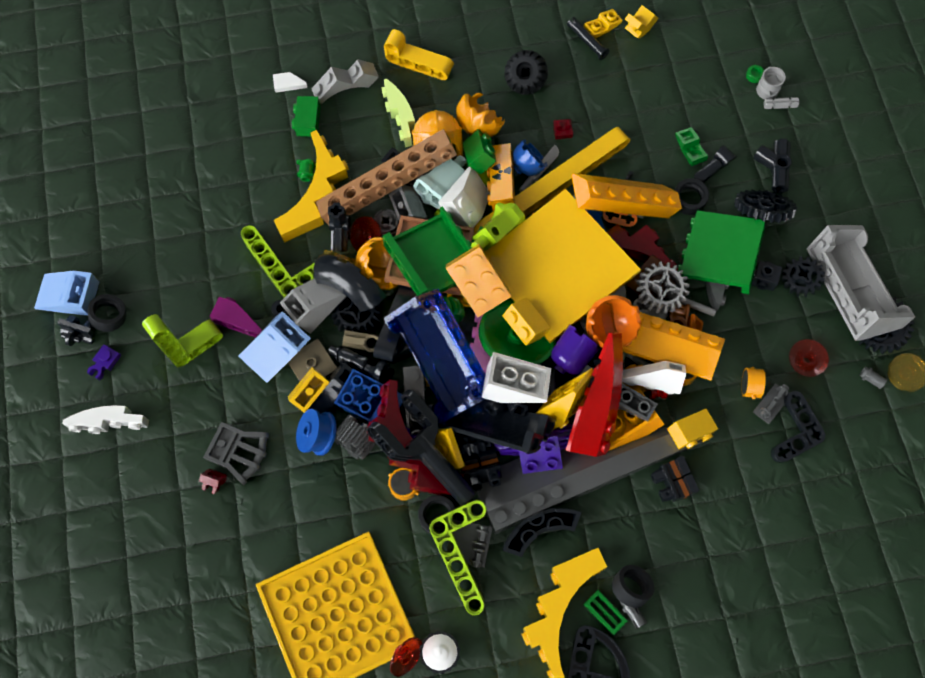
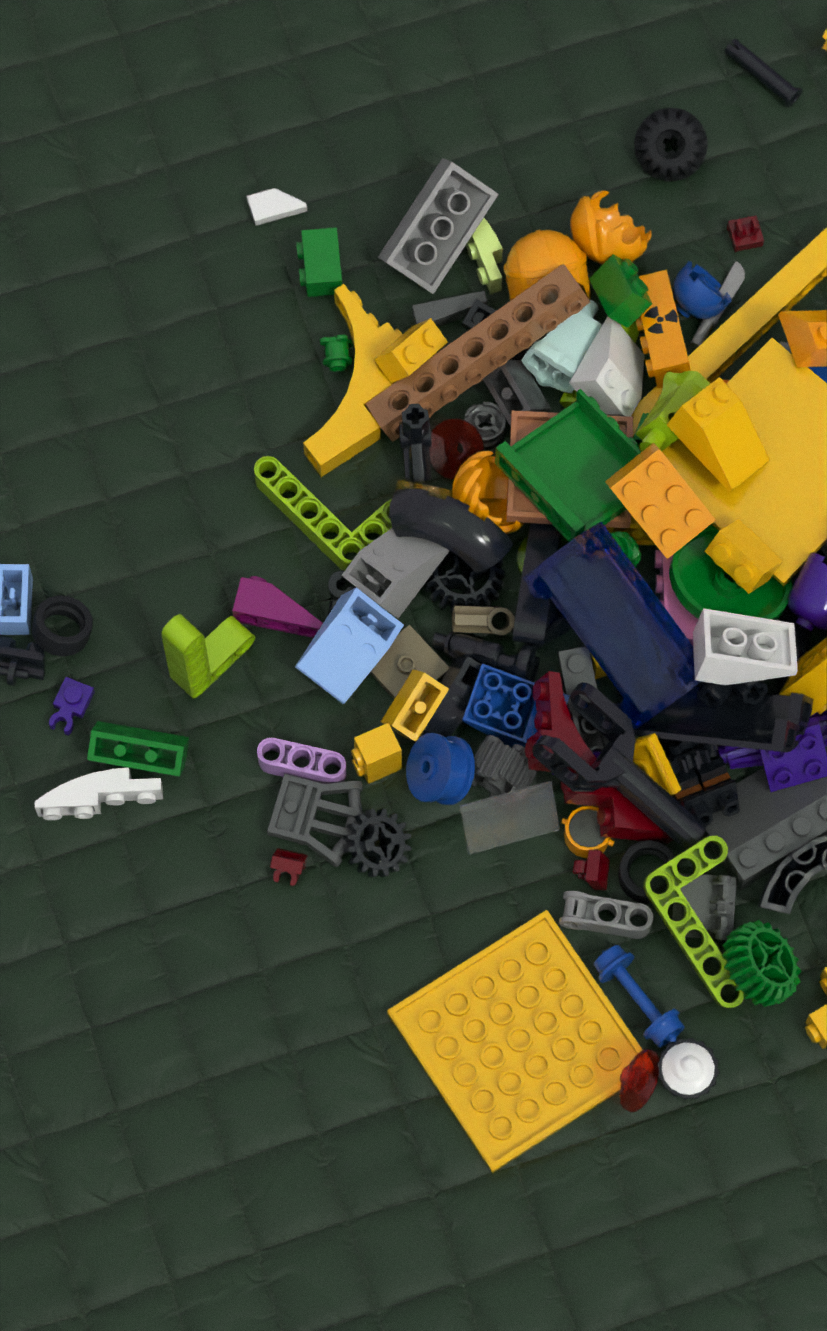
camera: 10 degrees left, 0 degrees up
(134, 394) = (138, 748): none -> green brick
(228, 409) = (291, 751): none -> lavender beam
(270, 484) = (380, 857): none -> black gear
(278, 417) = (377, 754): none -> yellow brick
(336, 79) = (360, 194): light grey arch -> none
(346, 172) = (411, 350): none -> yellow brick
(354, 469) = (509, 817): none -> clear piece
(374, 153) = (446, 310): none -> dark grey piece
(378, 102) = (438, 225): none -> light grey slope
(394, 536) = (588, 919): none -> light grey piece
(403, 509) = (594, 870): none -> dark red tile
(416, 58) = (484, 140): yellow beam -> none
(429, 622) = (613, 964): none -> blue piece
(498, 588) = (761, 963): none -> green gear
(522, 243) = (720, 434): none -> yellow slope
(604, 23) = (785, 43): yellow slope -> none

